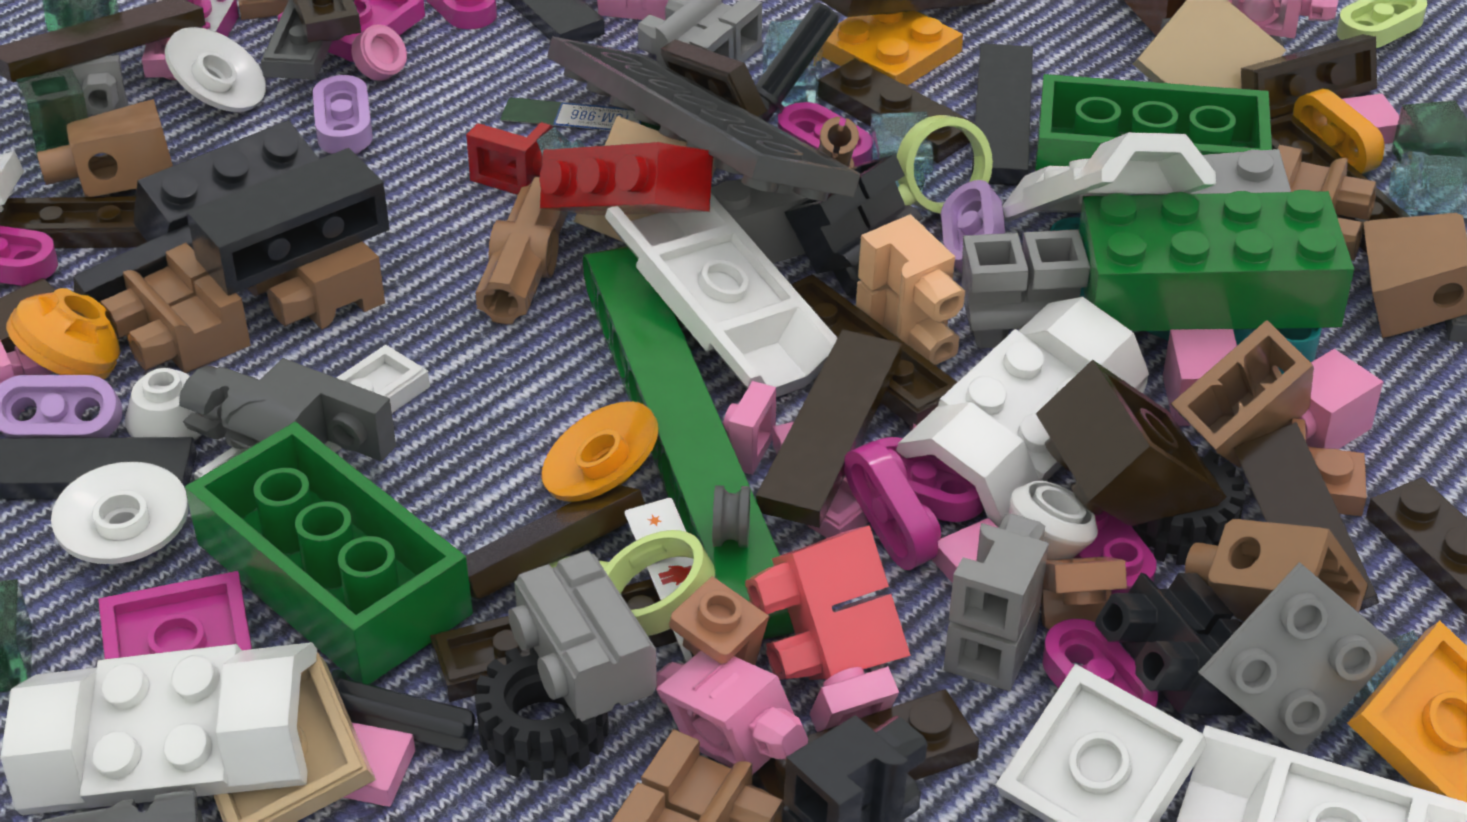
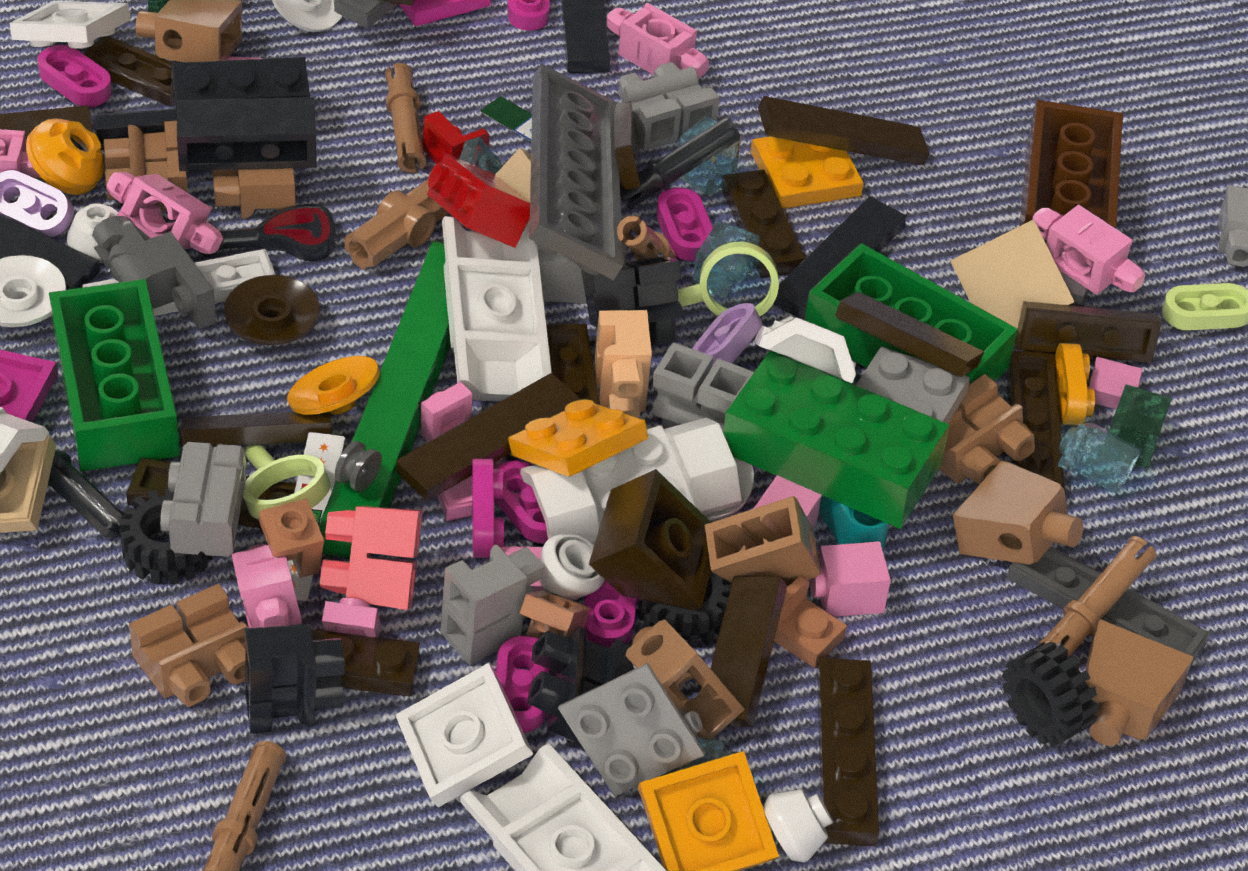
camera: 25 degrees right, 5 degrees up
(176, 339) = (191, 214): none -> bright pink piece
(342, 114) = (366, 62): lavender plate -> none
(379, 52) = (429, 23): bright pink tile -> none
(389, 757) = (56, 521): bright pink tile -> none
(401, 311) = (299, 230): none -> black piece
(418, 141) = (404, 108): none -> medium nougat pin
(454, 403) = (272, 310): none -> dark brown dish
(945, 378) = (577, 437): none -> light orange plate
(1202, 131) = (909, 334): none -> dark brown tile

